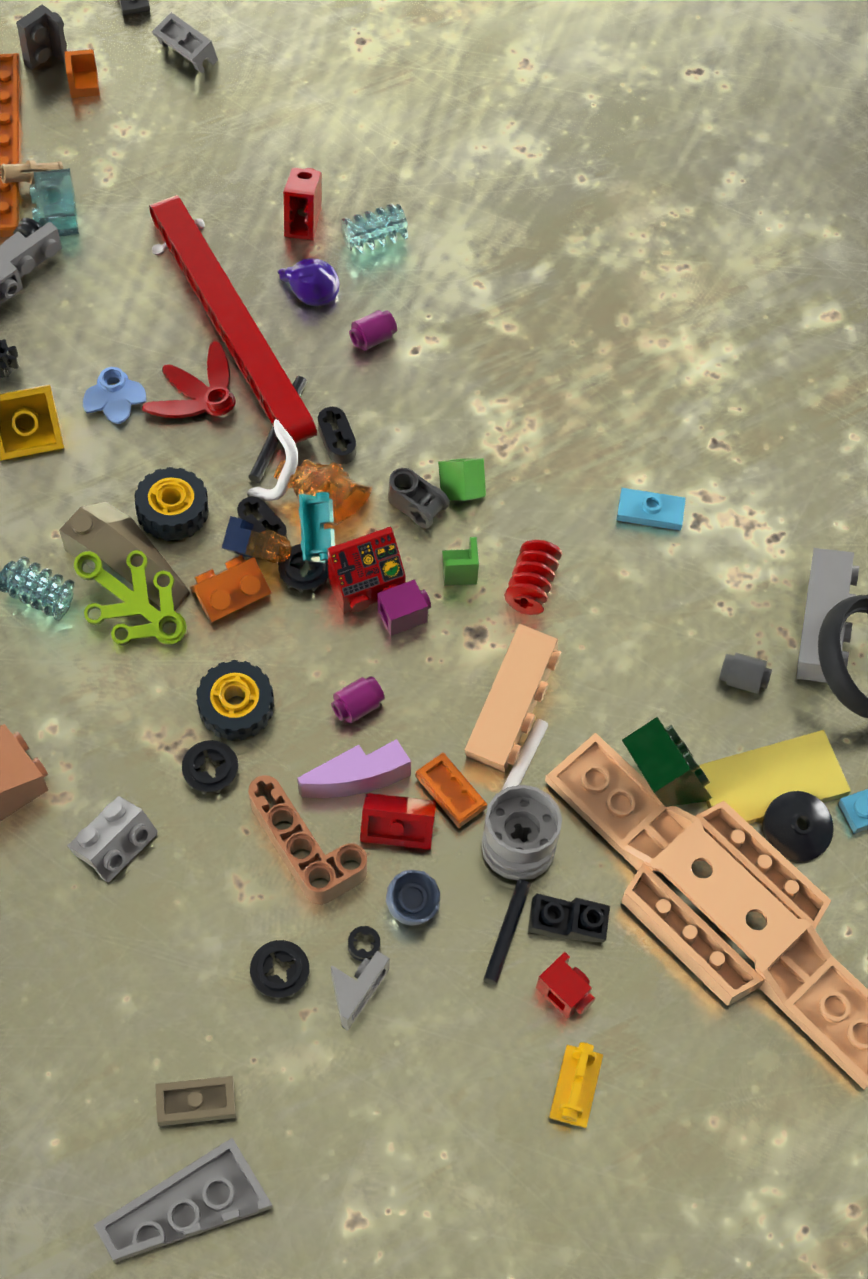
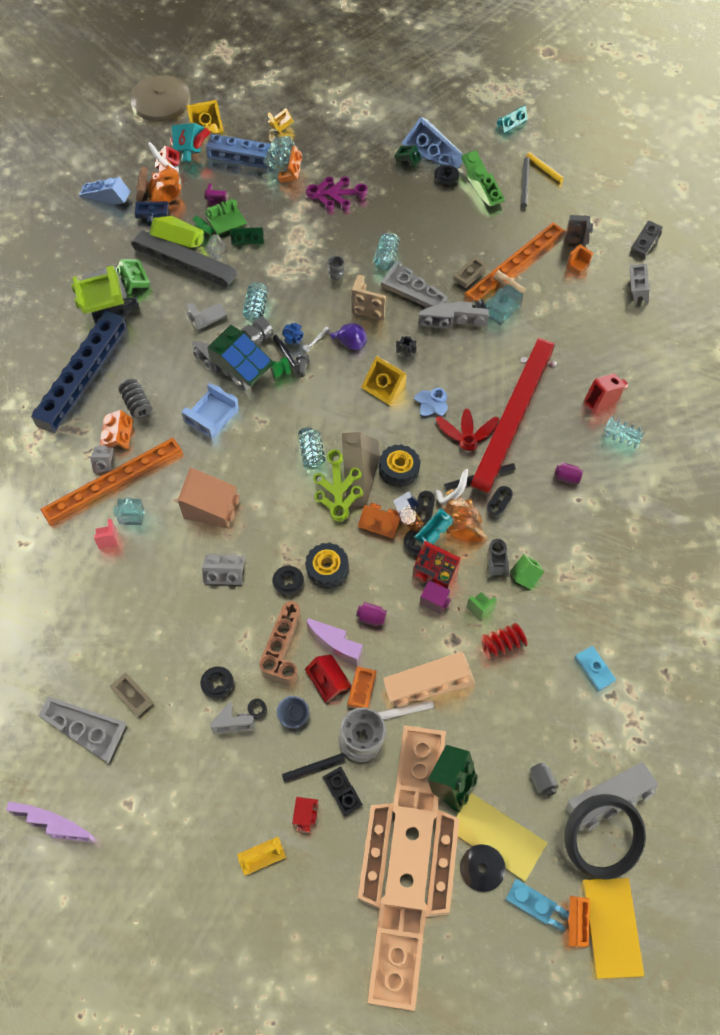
camera: 55 degrees right, 0 degrees up
(312, 281) = (569, 430): dark purple hat -> none

